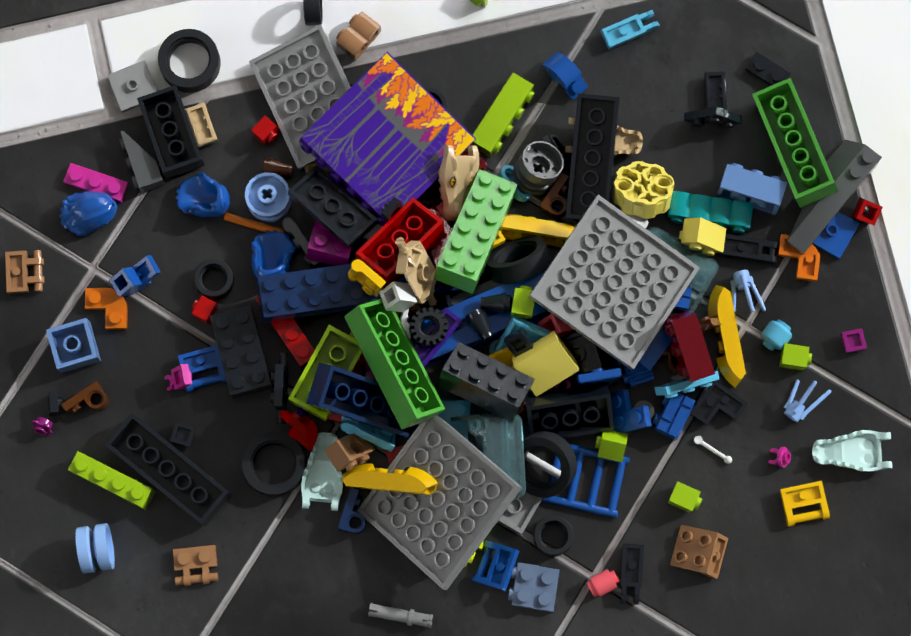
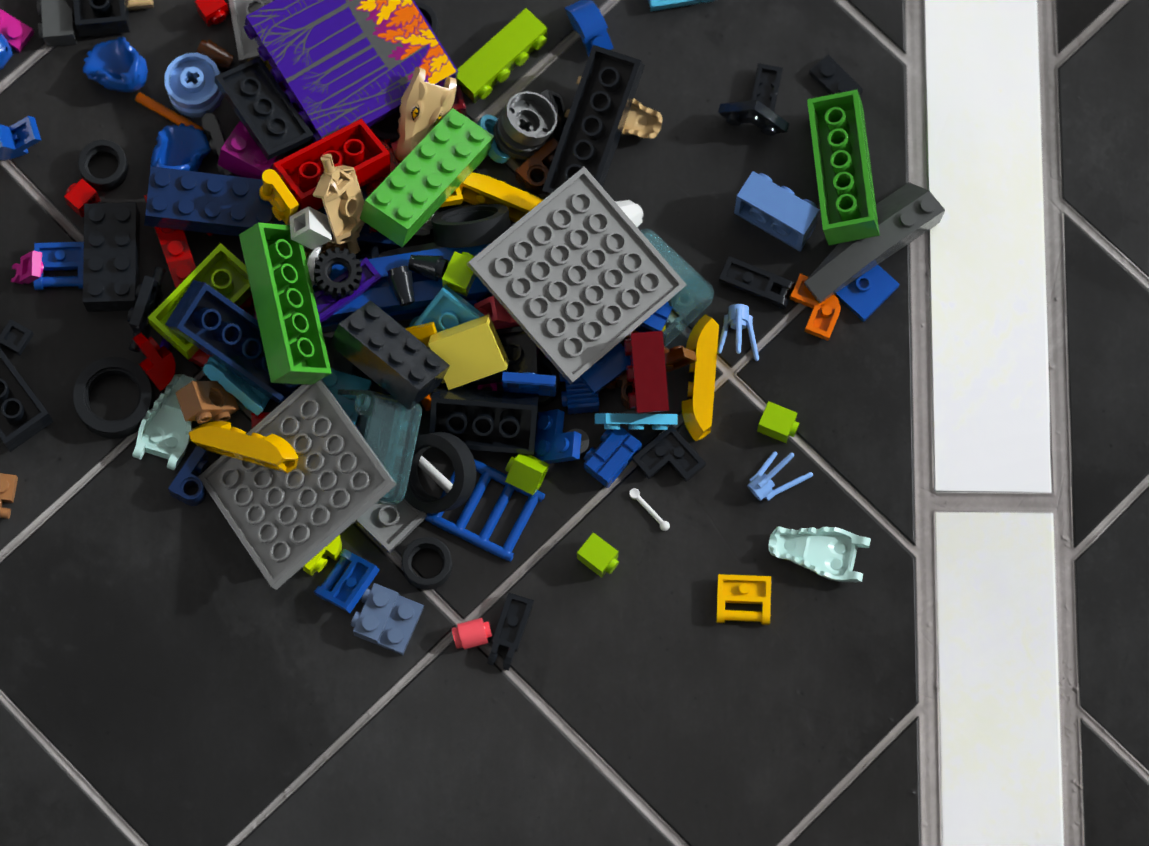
camera: 10 degrees right, 5 degrees down
(391, 209) = (331, 124): black plate -> none
(400, 615) = (225, 616): light grey pin -> none
(518, 342) = (442, 318): black plate -> none
(642, 189) = (644, 180): light yellow connector -> none
(699, 551) = (600, 624): medium nougat bracket -> none
(703, 236) = (703, 251): light yellow brick -> none
(720, 211) = (721, 226): teal brick -> none
(776, 334) = (761, 389): medium azure head -> none
(783, 457) = (731, 538): dark pink plate -> none
(853, 340) = (855, 420): magenta plate -> none
(872, 213) = (919, 275): red plate -> none

